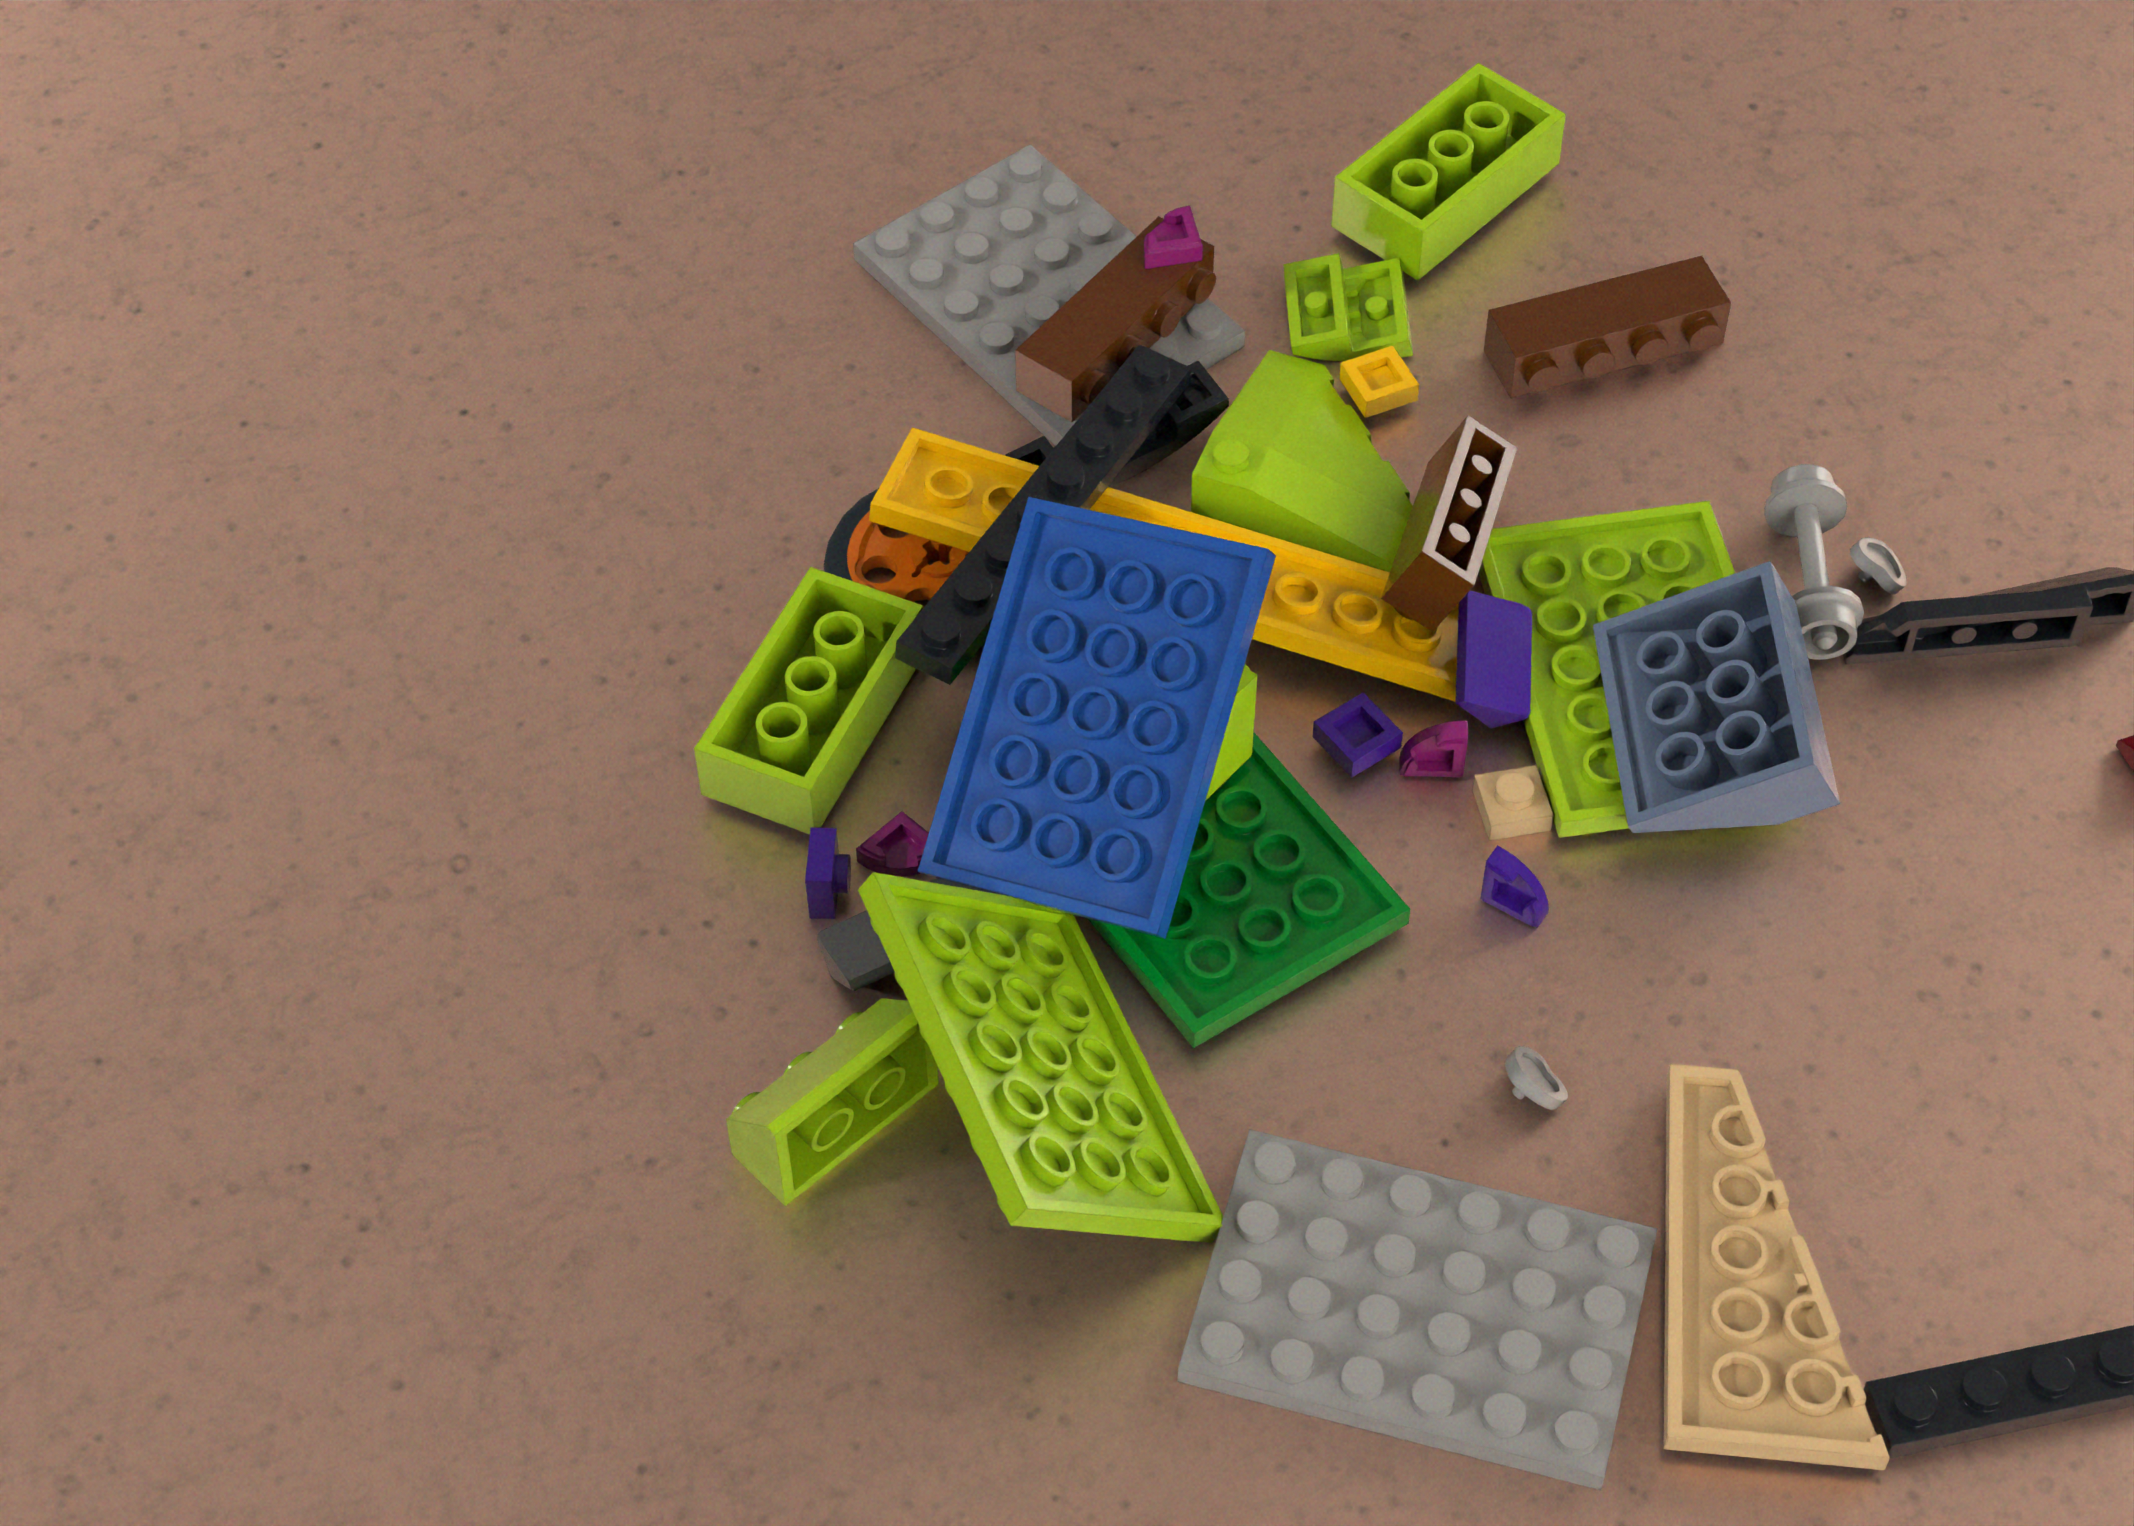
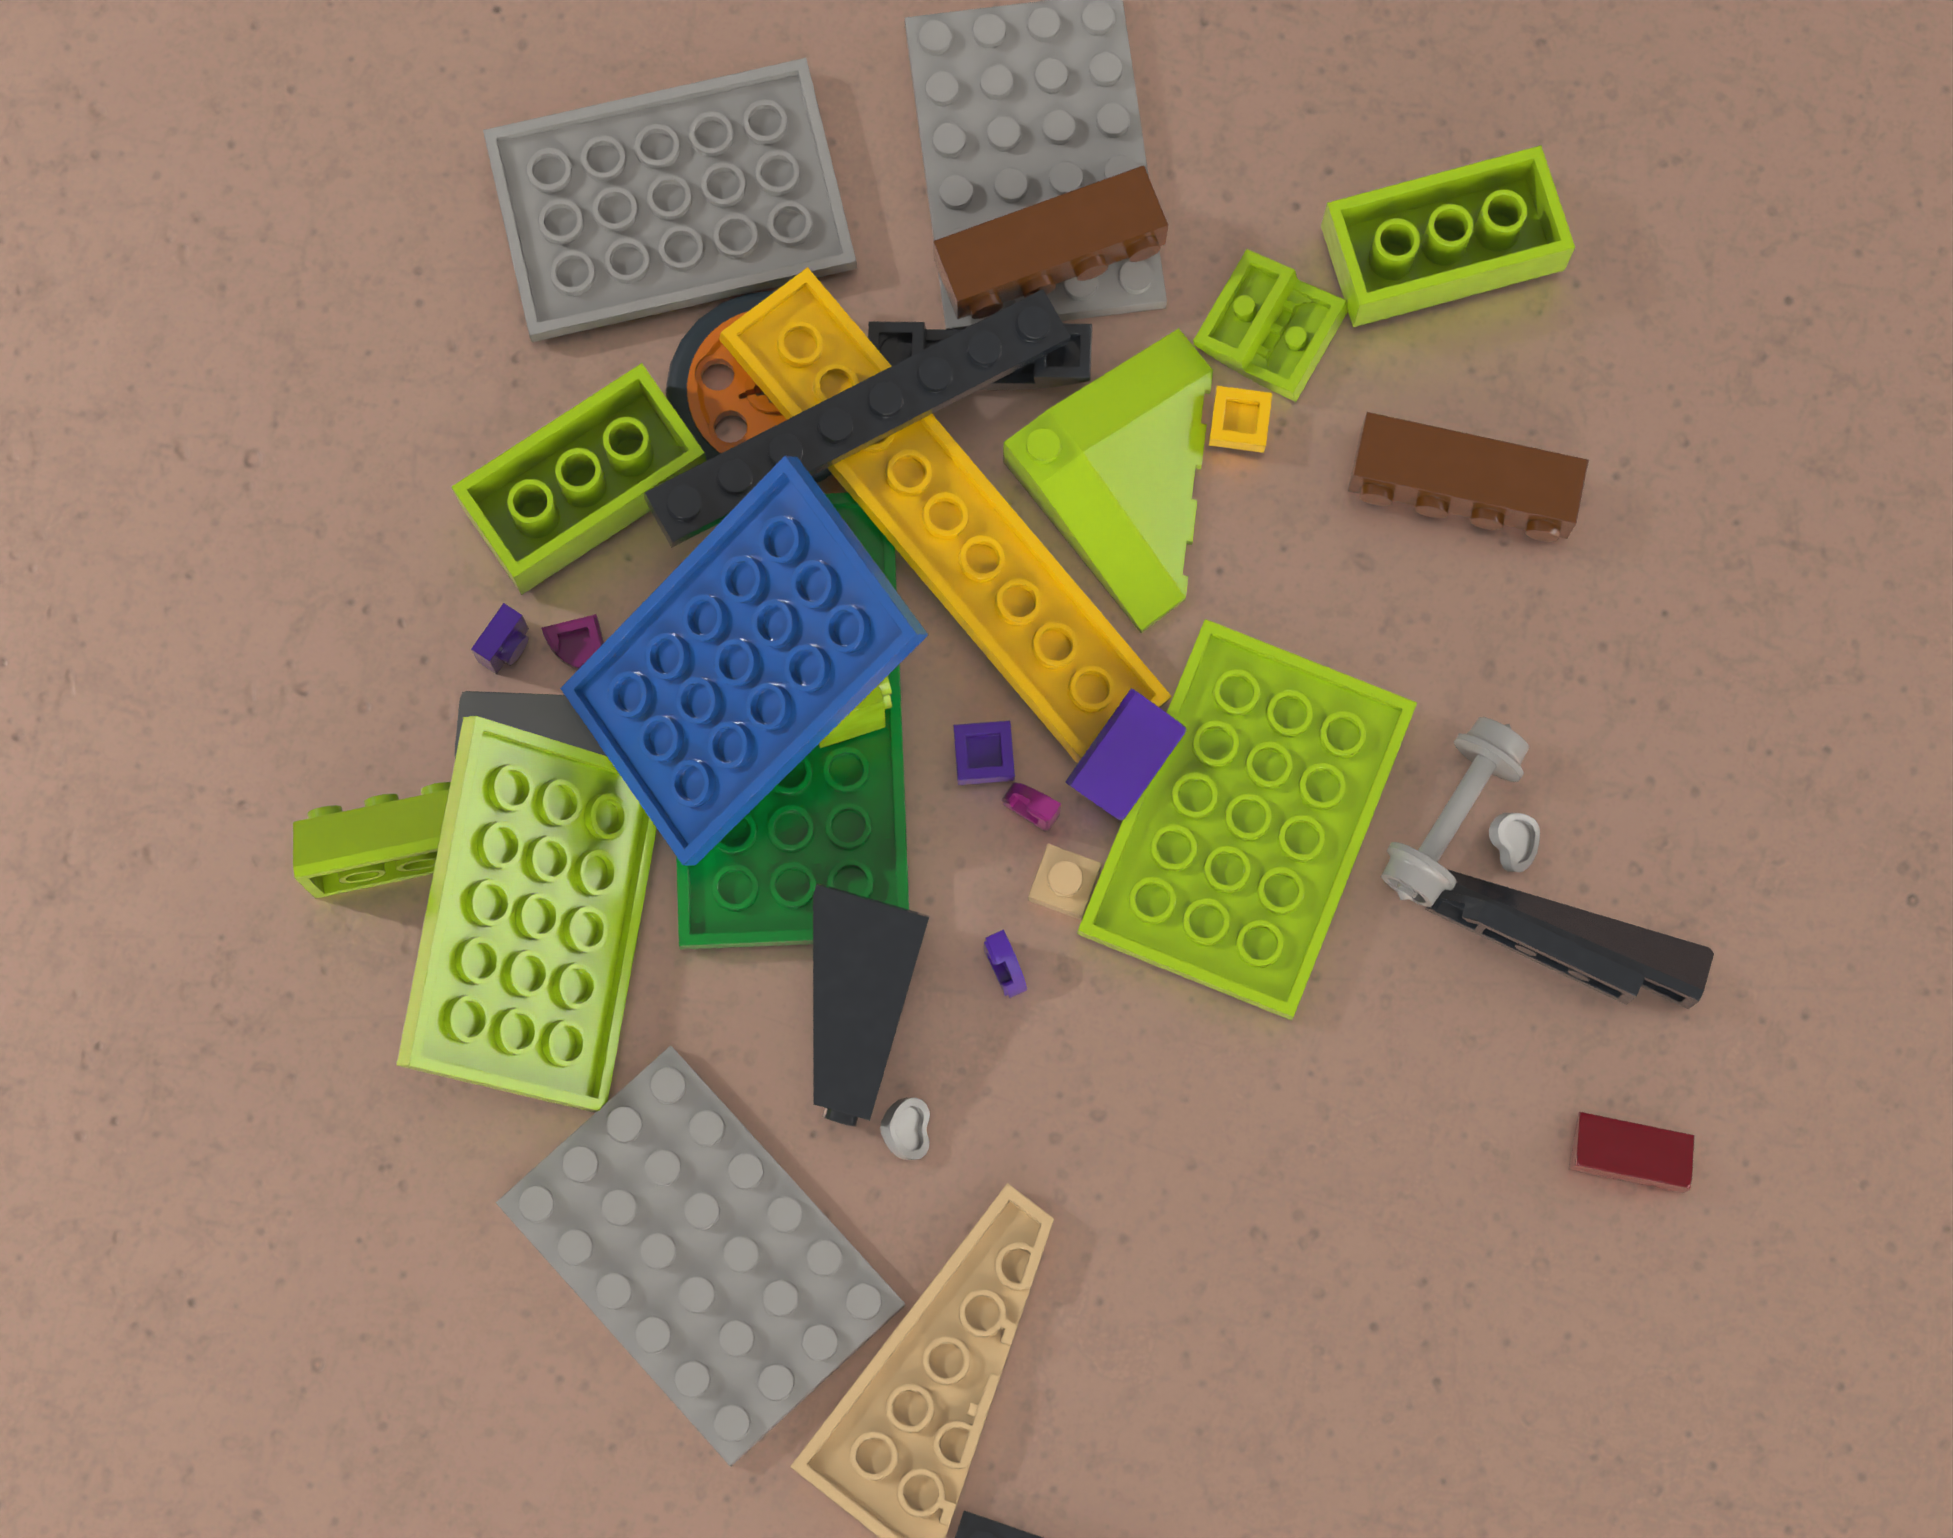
camera: 30 degrees right, 25 degrees up
(729, 467) = (669, 199): none -> light grey plate
(1173, 240) = (1133, 202): magenta tile -> none
(1404, 972) = (859, 989): none -> black slope
(1449, 524) = (1175, 613): reddish brown brick -> none
(1715, 708) = (1259, 910): sand blue slope -> none

